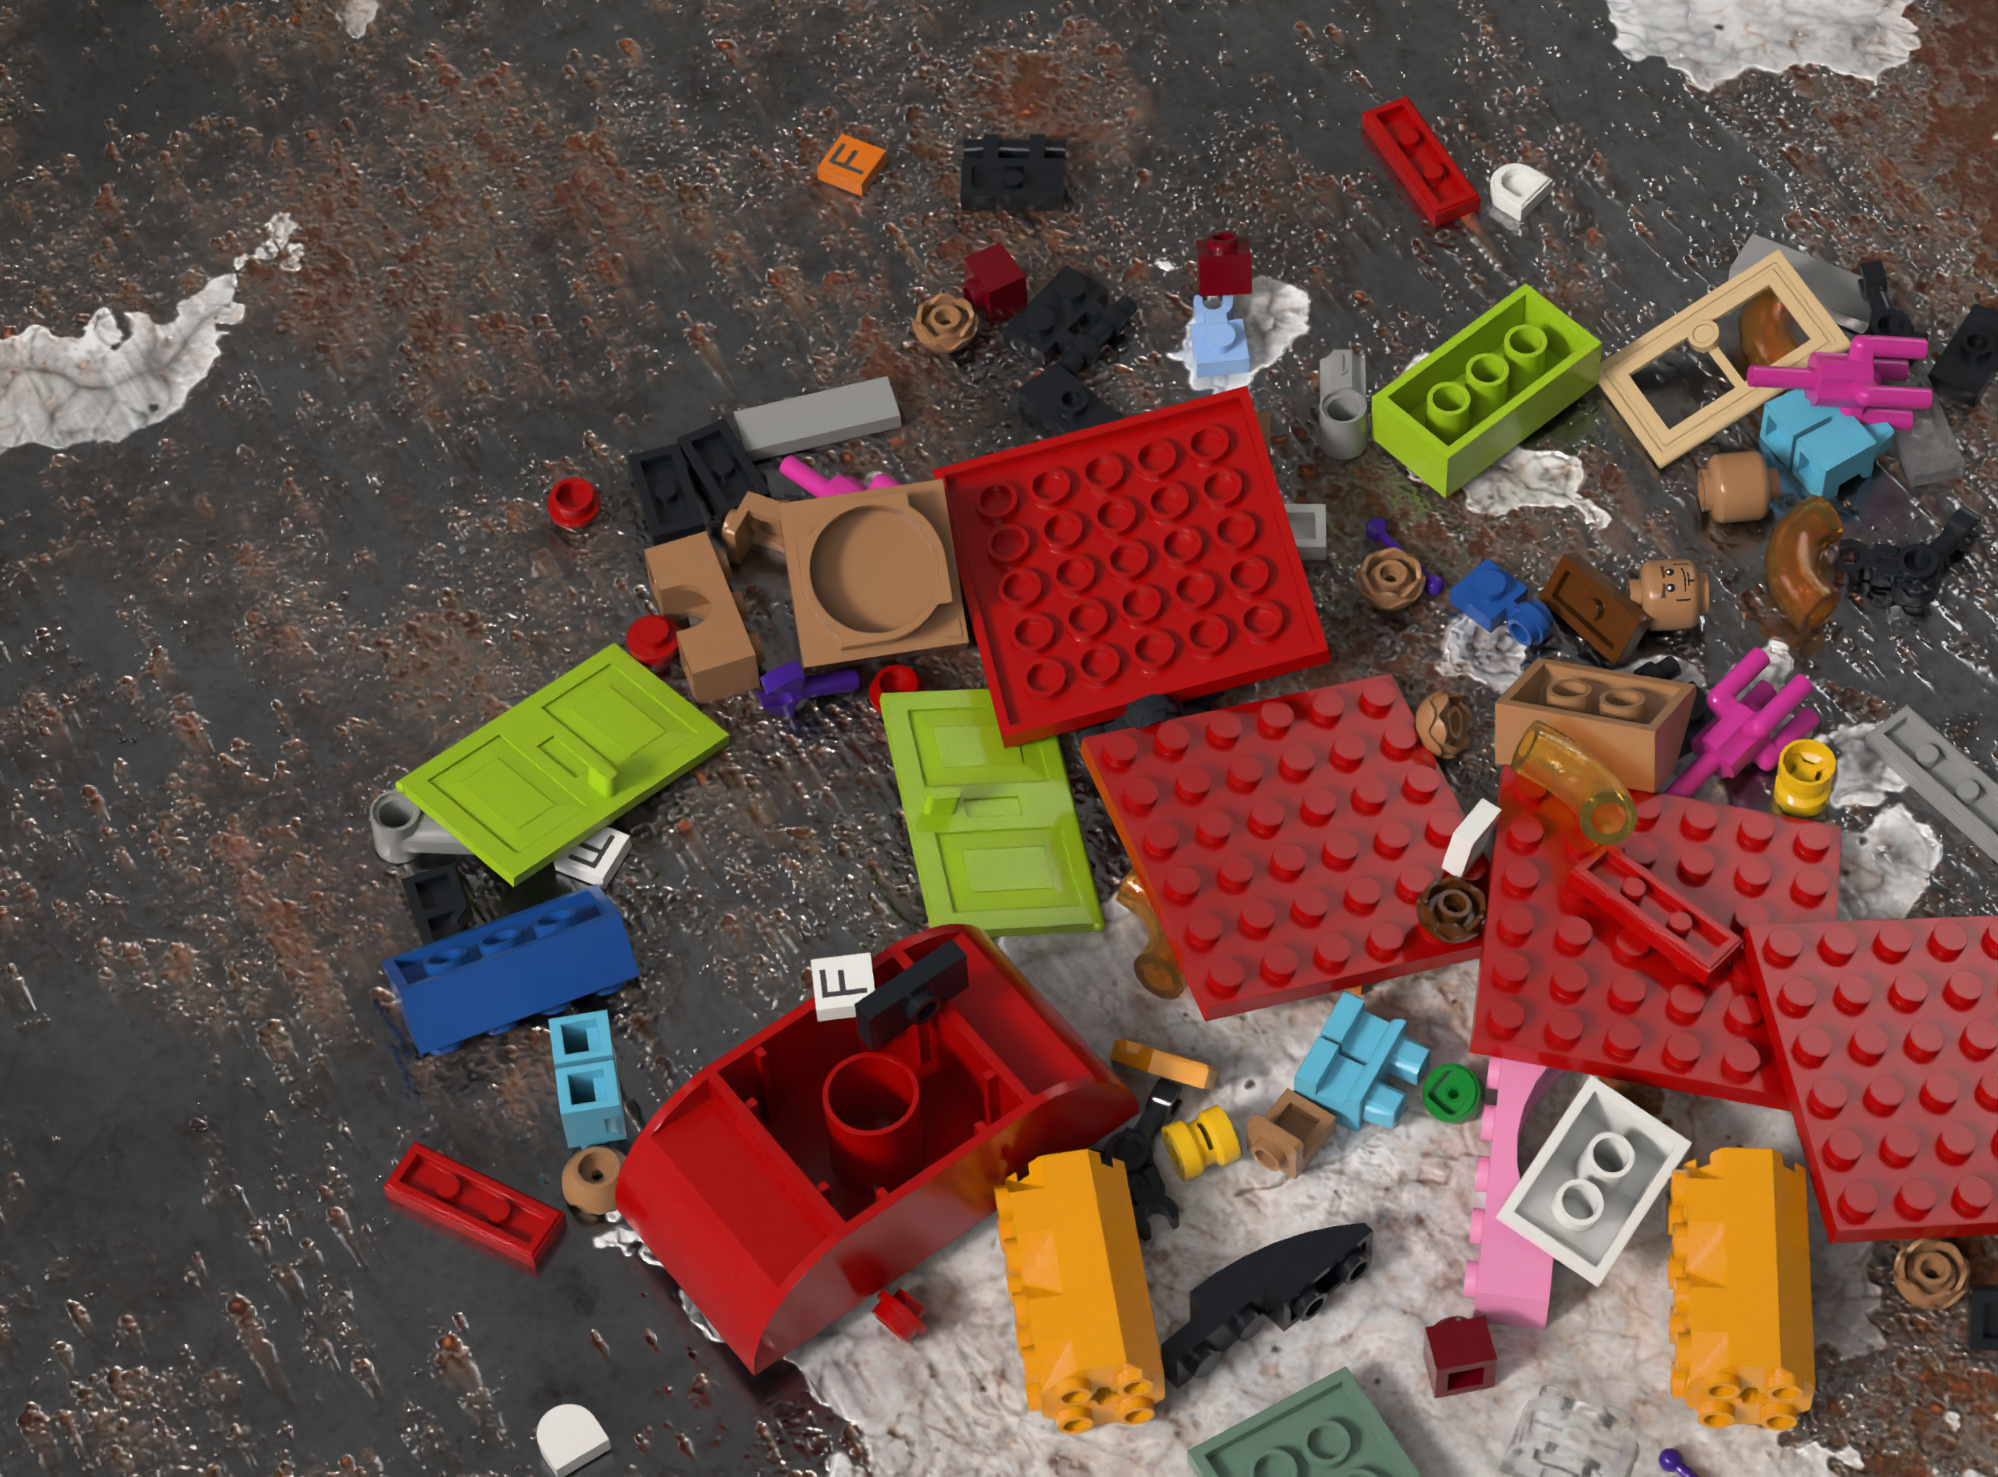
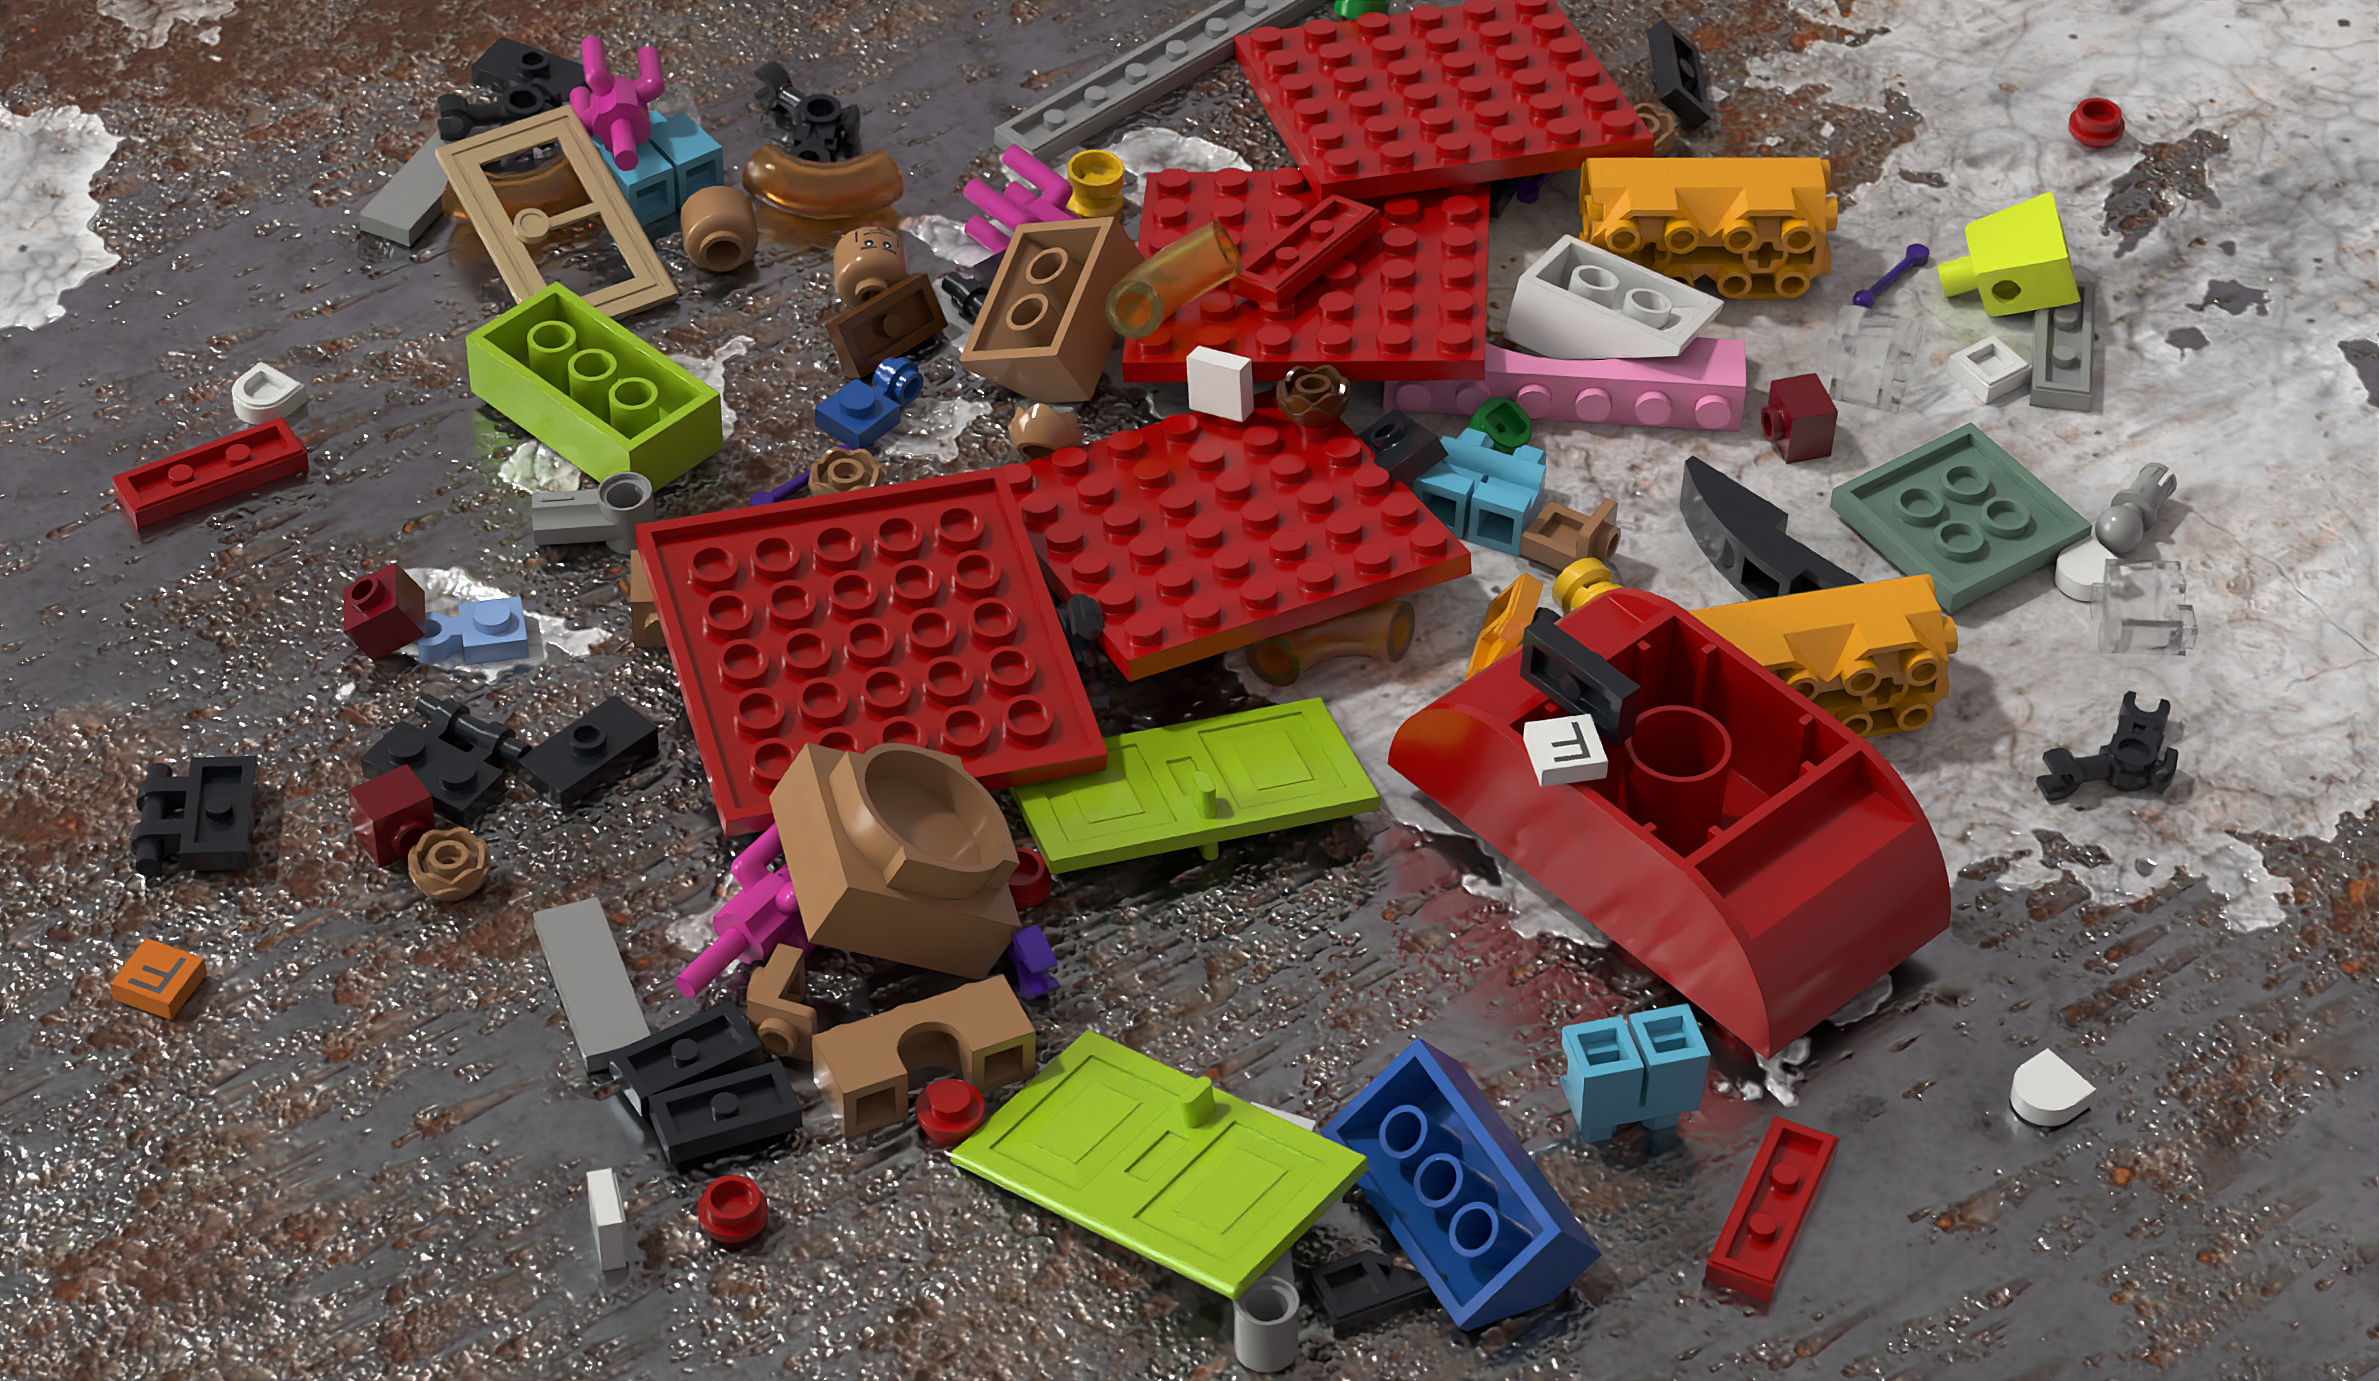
camera: 100 degrees left, 10 degrees down
(566, 423) = (607, 1219): none -> white tile
(578, 1183) = (1729, 1097): medium nougat plate -> none
(1399, 988) = (1403, 446): none -> black plate

